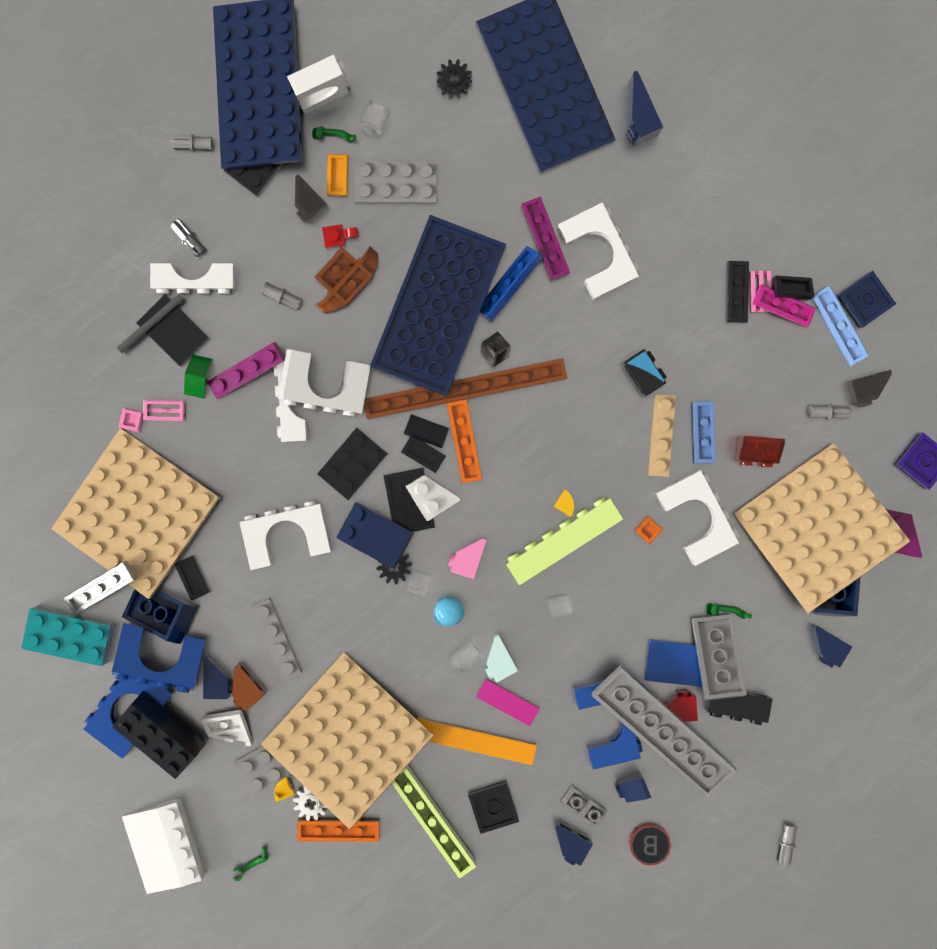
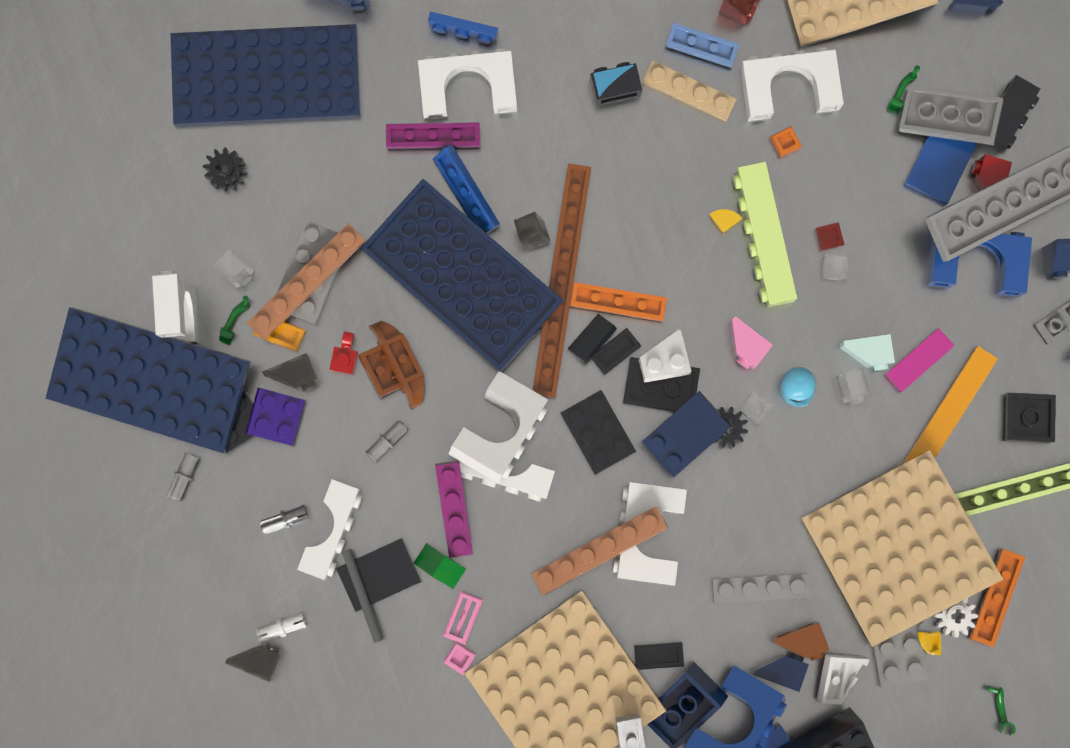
camera: 70 degrees left, 5 degrees down
(68, 261) = (259, 661): none -> clear smoke slope
(101, 268) = (281, 628): none -> white pin
(256, 500) = (600, 550): none -> nougat plate
(266, 198) = (275, 416): none -> dark purple plate
(385, 181) = (306, 282): none -> nougat plate
(582, 593) = (829, 236): none -> clear red tile
(644, 229) = (463, 28): none -> blue plate

